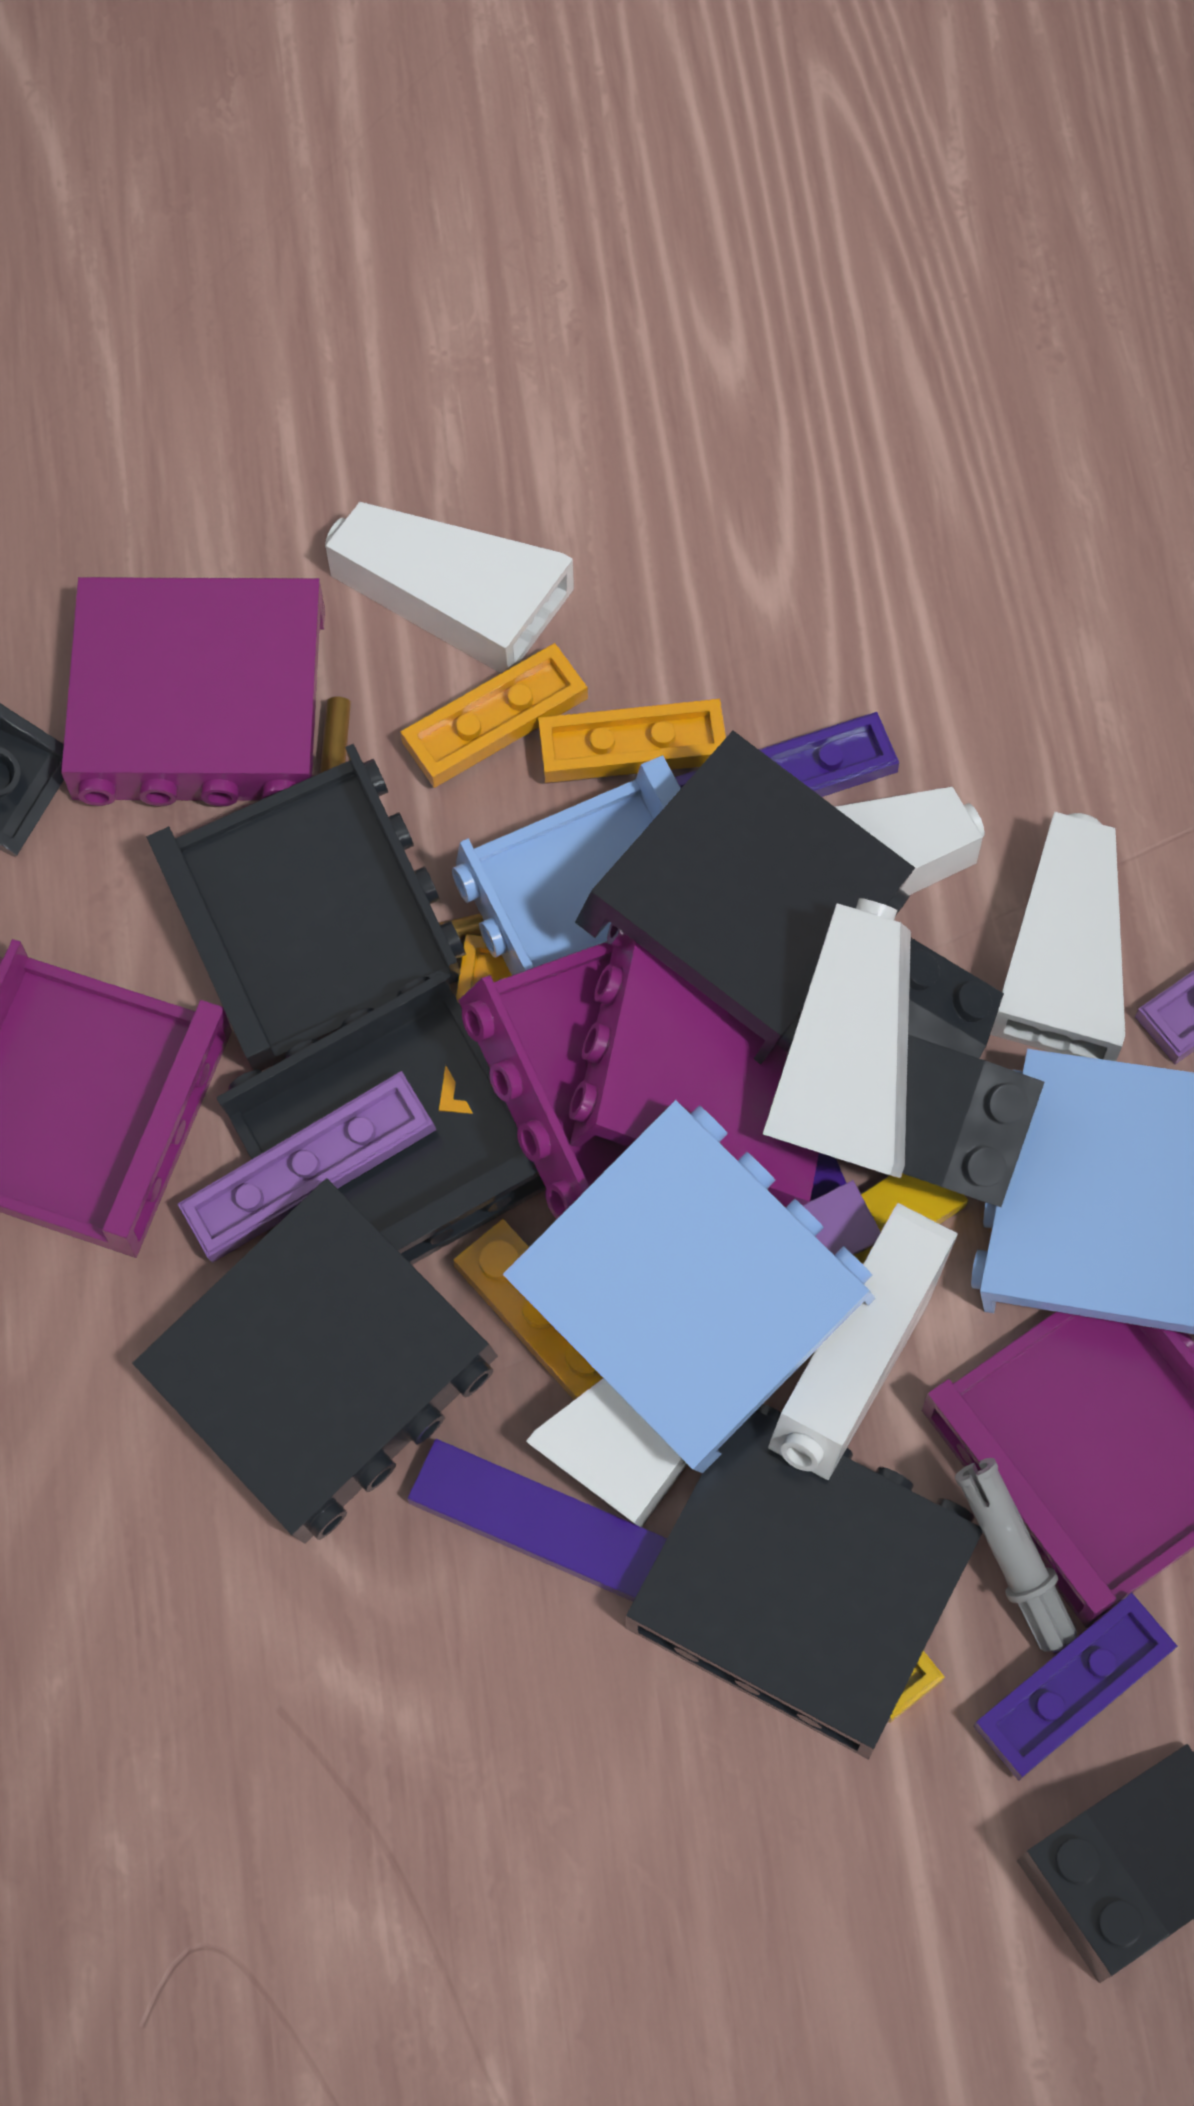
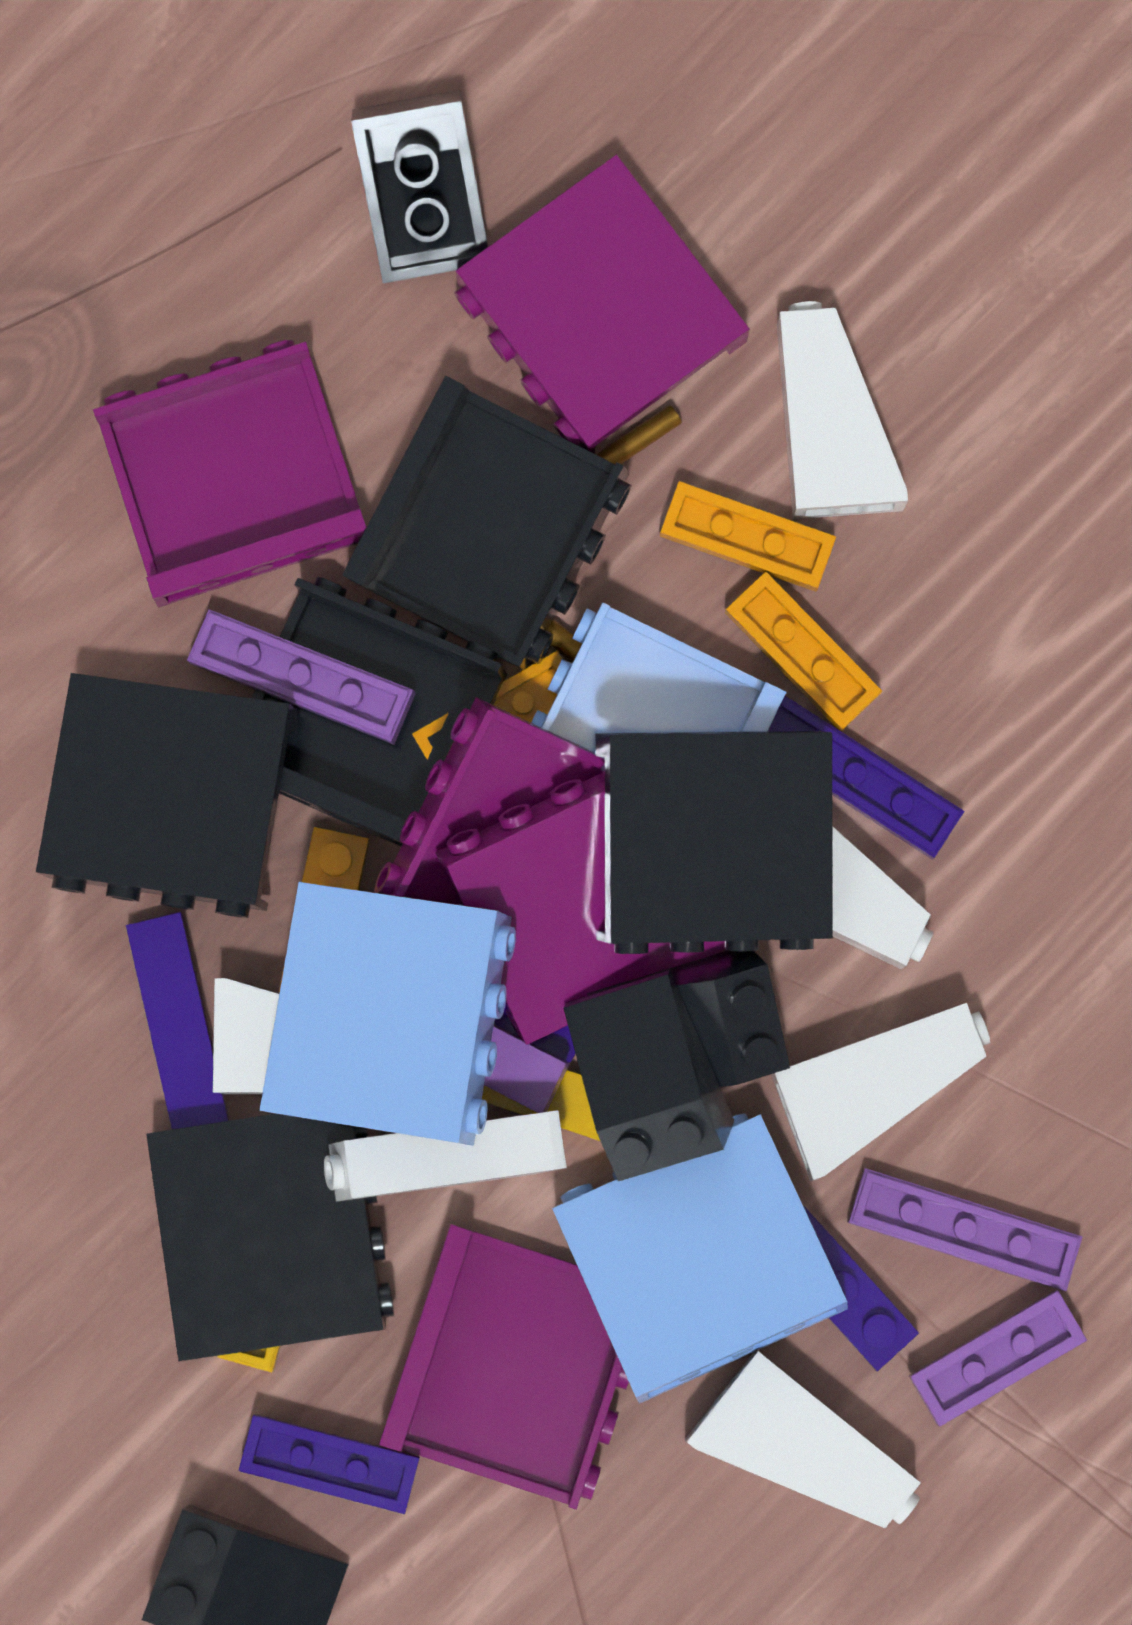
camera: 50 degrees right, 15 degrees up
(850, 1049) = (634, 1001): white slope -> none
(1024, 1571) = (375, 1382): light grey axle -> none

